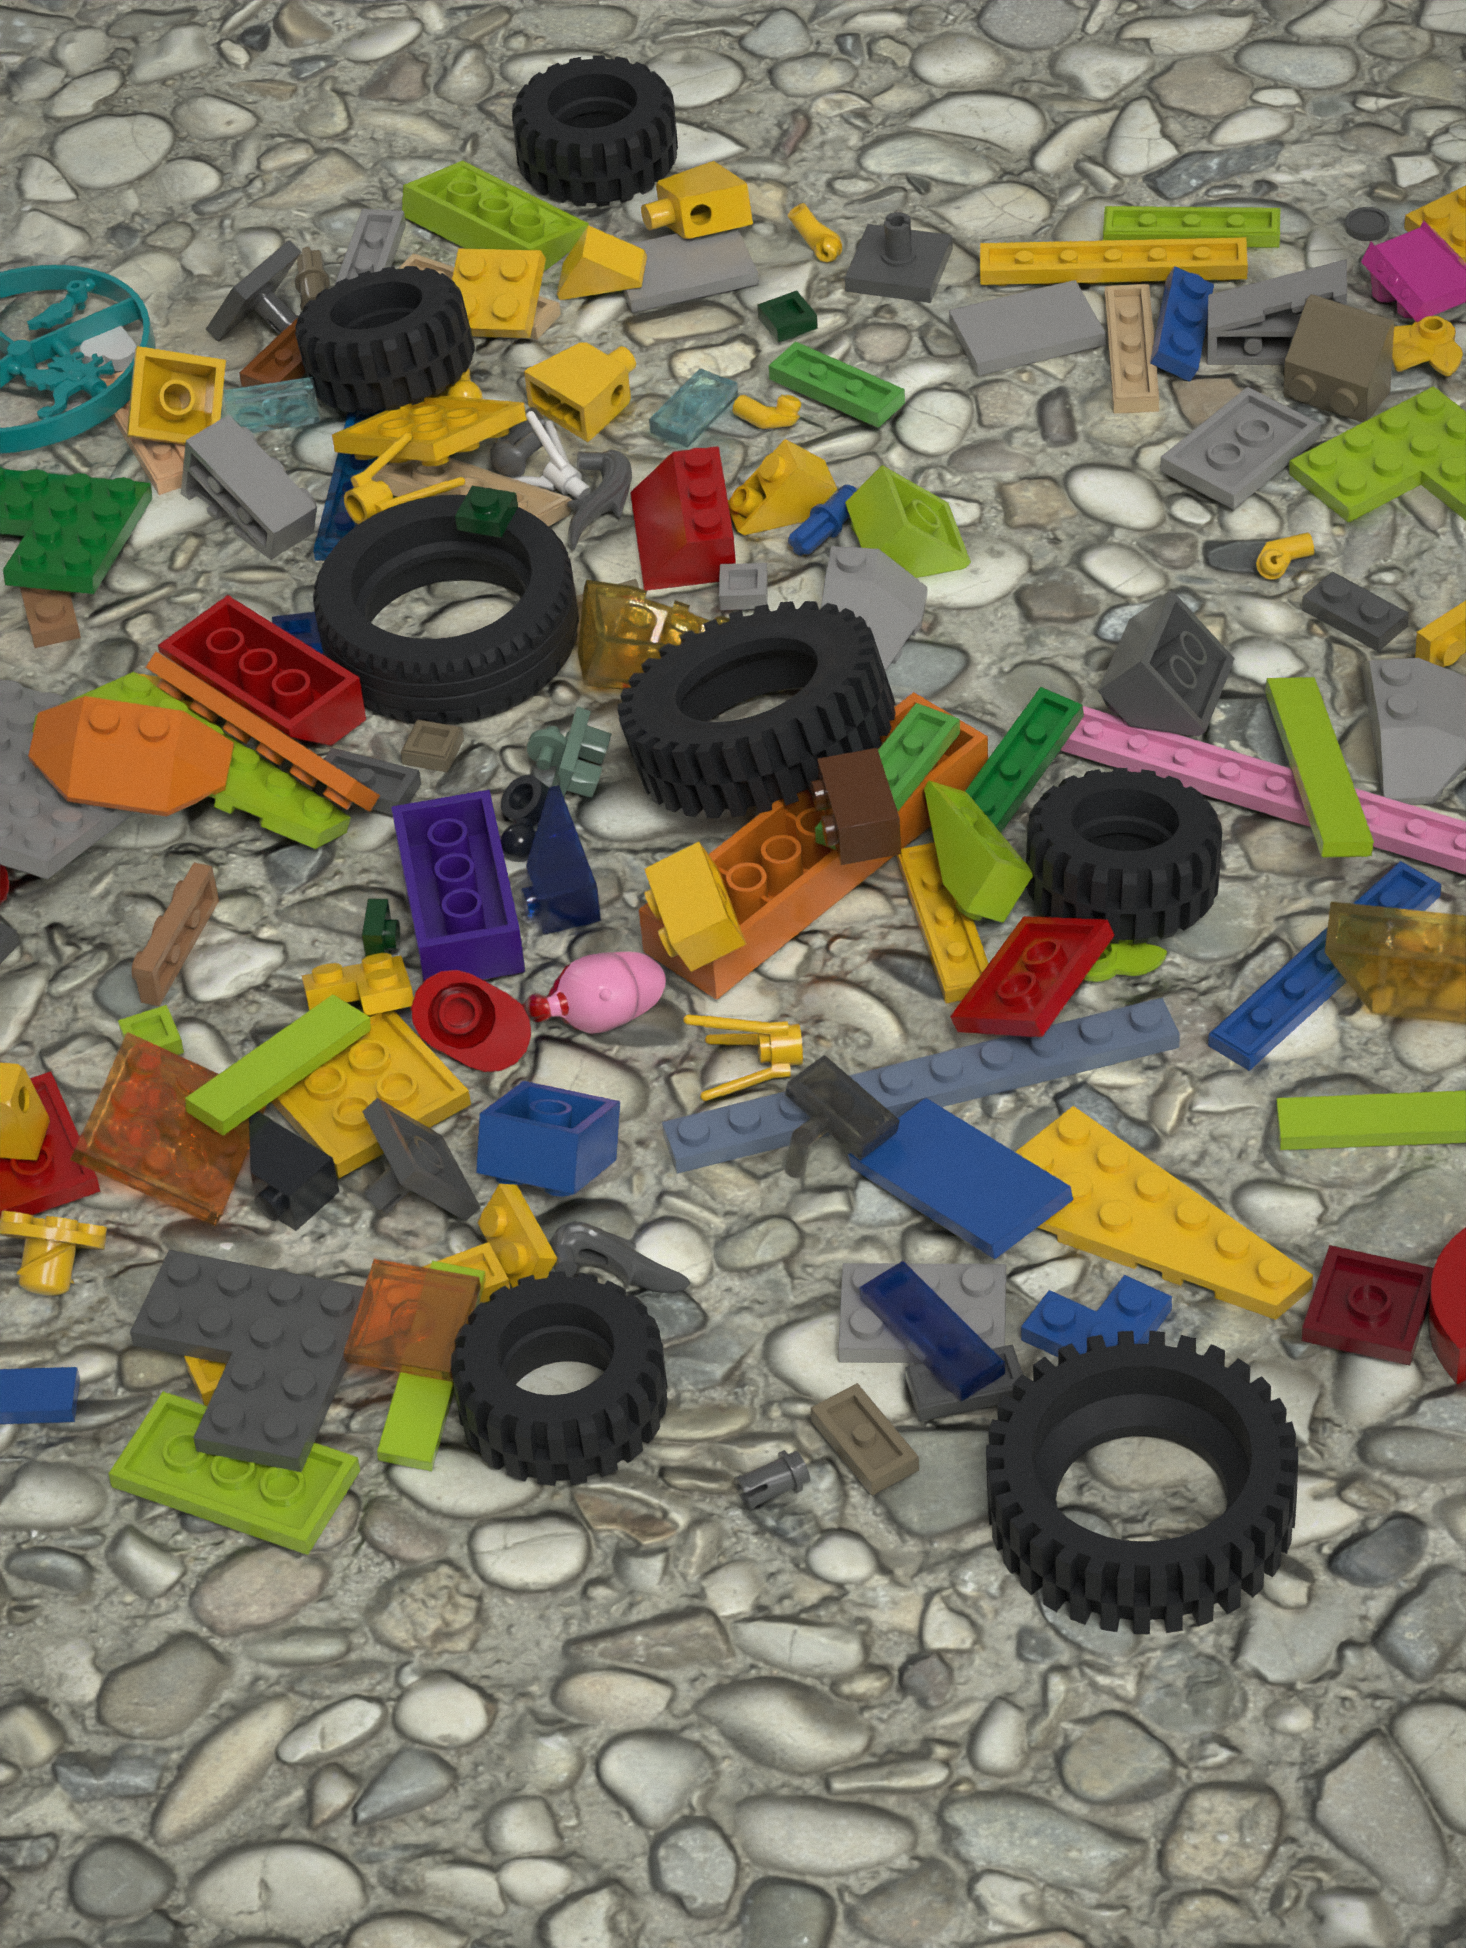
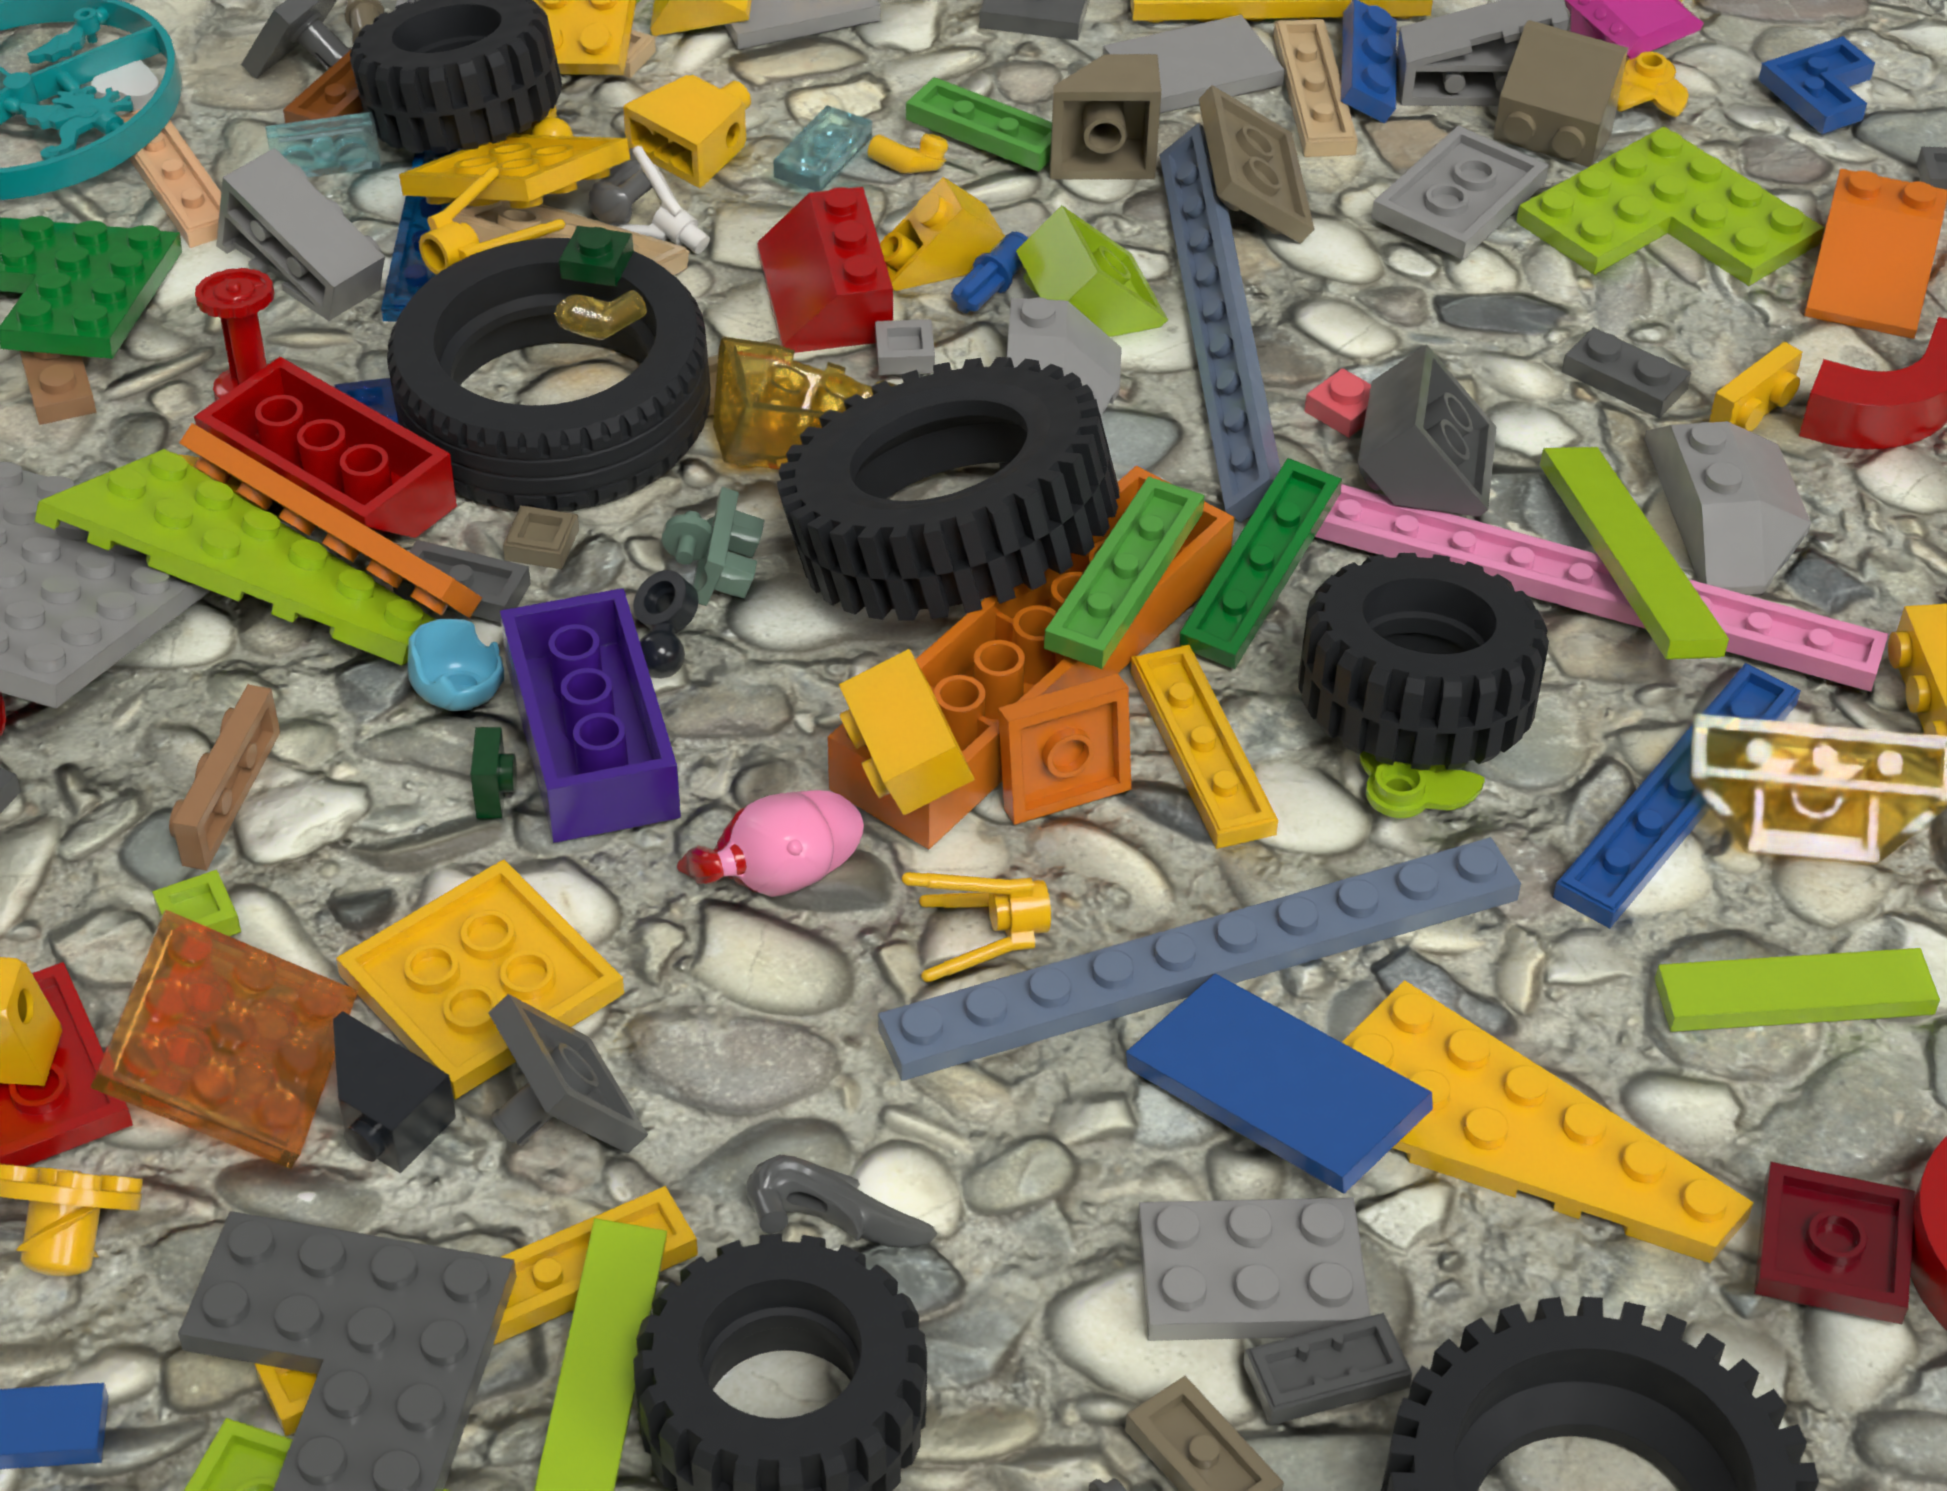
camera: 10 degrees left, 0 degrees up
(129, 755) = (160, 549): orange wedge -> none
(174, 395) = (205, 129): yellow slope -> none
(193, 547) = (237, 299): none -> red hose
(277, 1064) = (366, 950): lime tile -> none
(354, 849) = (452, 665): none -> medium azure hair
(377, 982) = (492, 835): yellow plate -> none
(410, 1319) = (572, 1305): clear orange tile -> none
(471, 1020) = (619, 884): red piece -> none
(483, 565) = (599, 318): none -> clear yellow arm
(516, 1235) = (703, 1180): yellow plate -> none
(548, 1138) = (735, 1041): blue brick -> none
(558, 872) = (717, 697): clear blue slope -> none
(607, 497) = (733, 245): dark grey piece -> none
(787, 316) = (920, 51): dark green plate -> none
(827, 922) = (1065, 748): none -> orange plate
(835, 1107) = (1109, 992): clear smoke plate -> none
(857, 806) = (1101, 603): reddish brown brick -> none
(932, 1331) = (1278, 1299): clear blue tile -> none
(936, 384) = (1107, 119): none -> dark tan slope
(974, 856) = (1238, 665): lime slope -> none
(1011, 559) = (1220, 327): none -> sand blue plate
(1032, 976) = (1332, 814): red plate -> none
(1061, 424) = (1255, 165): none -> dark tan plate
(1102, 634) = (1340, 402): none -> coral plate
(1127, 1308) = (1459, 1289): blue plate -> none
(1278, 554) = (1526, 307): yellow arm -> none

